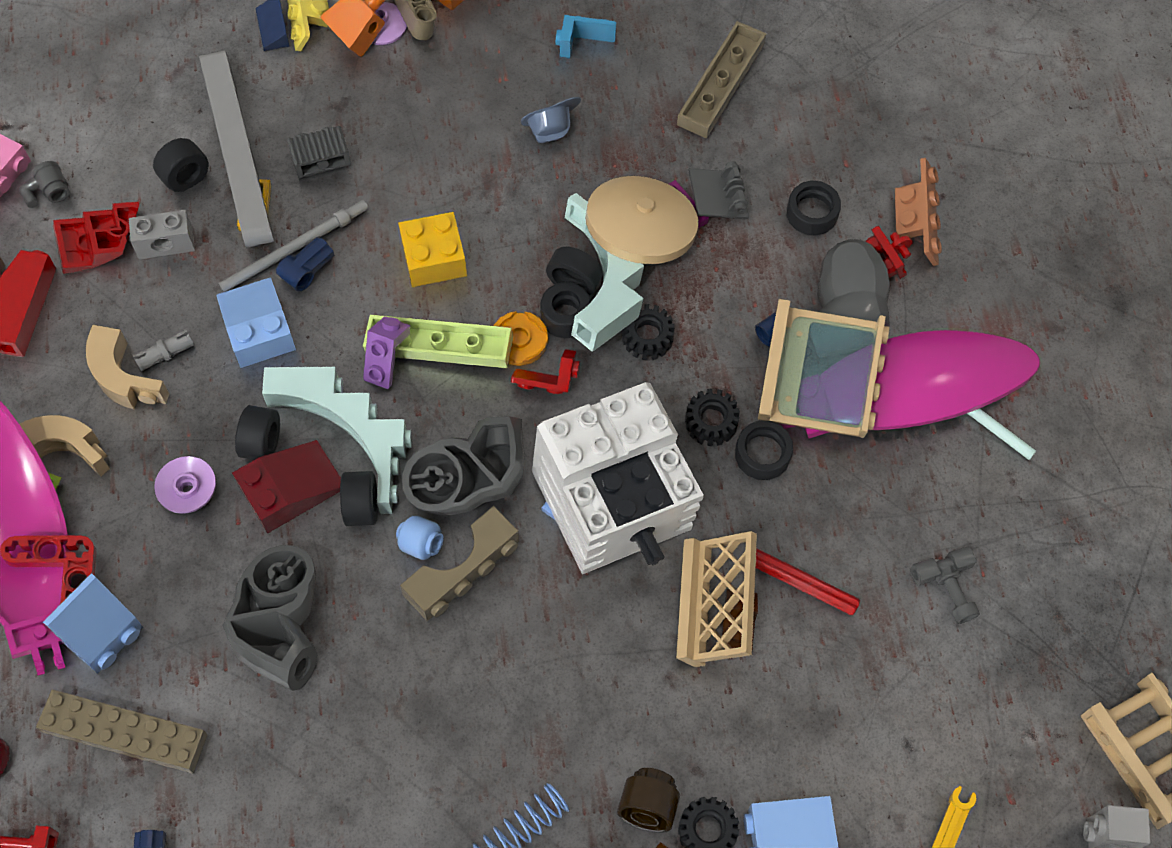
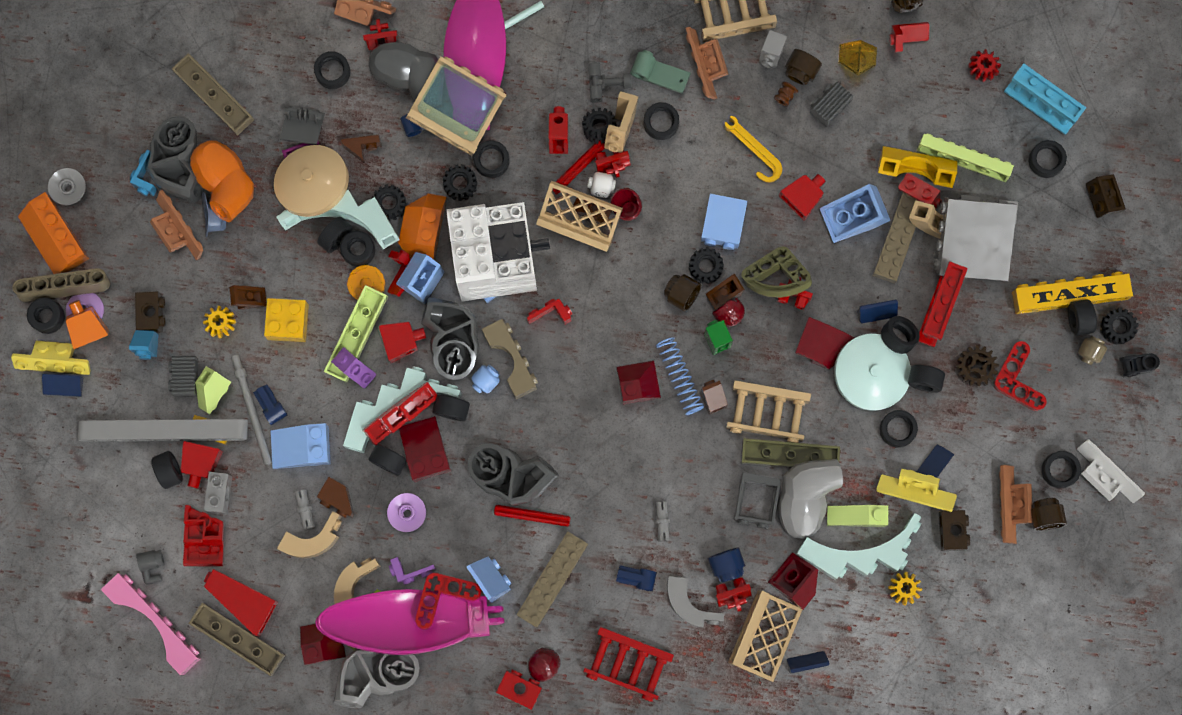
camera: 70 degrees left, 15 degrees up
(91, 500) = (397, 569): none -> medium lavender bracket
(189, 385) = (336, 495): none -> reddish brown slope
(204, 199) = (198, 462): none -> red torso
(220, 673) = (531, 515): none -> red axle
(309, 184) = (210, 389): none -> yellowish green slope
(330, 428) = (400, 413): none -> red slope
(348, 91) = (144, 344): none -> dark azure slope
(396, 88) = (144, 302): none -> dark brown brick
(407, 171) = (224, 327): none -> yellow gear
(446, 402) = (400, 339): none -> red torso
(451, 191) = (247, 297): none -> reddish brown slope
(478, 774) = (638, 382): none -> dark red slope
(516, 82) = (173, 229): none -> nougat bracket
(543, 396) = (420, 276): none -> light blue slope
(560, 620) = (563, 311): none -> red bracket
(607, 115) = (223, 175): none -> orange piece
(612, 52) = (171, 157): none -> dark grey piece
(615, 374) = (422, 225): none -> orange wedge
(718, 270) = (356, 145): none -> reddish brown slope
(765, 668) = (629, 201): none -> dark red hair
(783, 621) = (601, 184): none -> white head
(823, 629) = (613, 163): none -> red hips
(842, 530) = (558, 131): none -> red torso
(868, 620) = (625, 111): none -> tan panel
(885, 580) = (594, 118): none -> black tyre
(934, 665) = (661, 106): none -> black tyre
(998, 661) = (658, 73): none -> sand green door
(1051, 730) = (709, 61): none -> nougat bracket

